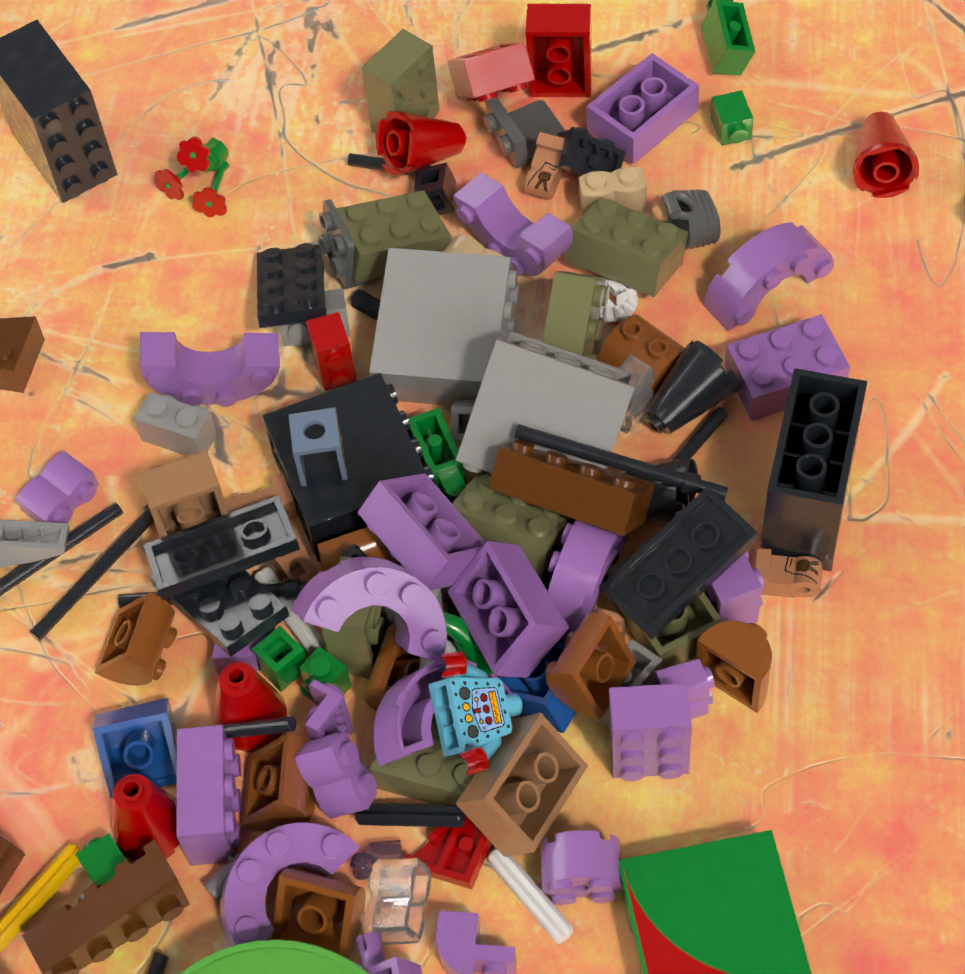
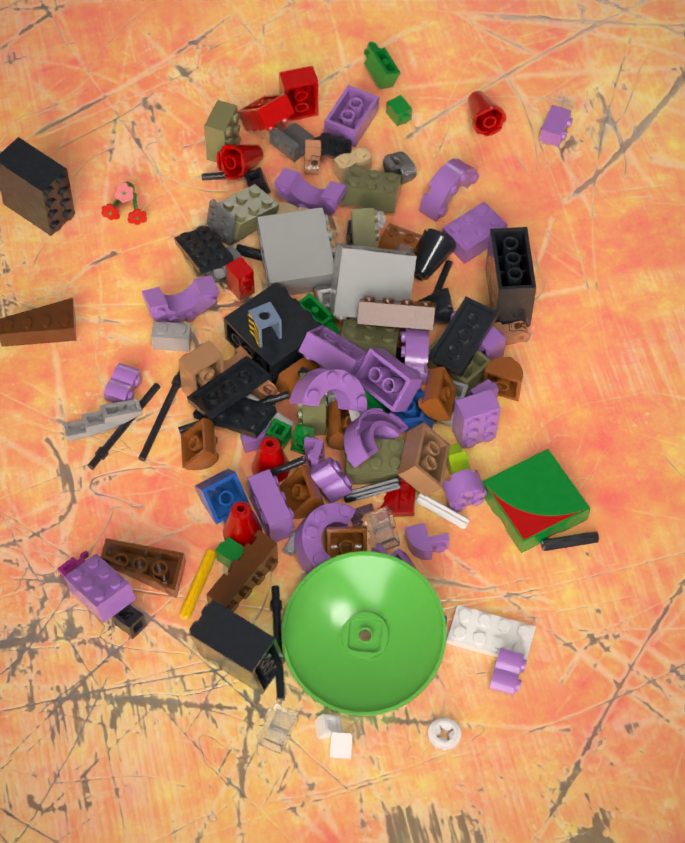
camera: 25 degrees left, 0 degrees up
(471, 712) = (391, 429): torso -> none
(594, 801) = (457, 459): none -> lime slope
(689, 483) = (453, 298): black bar -> none

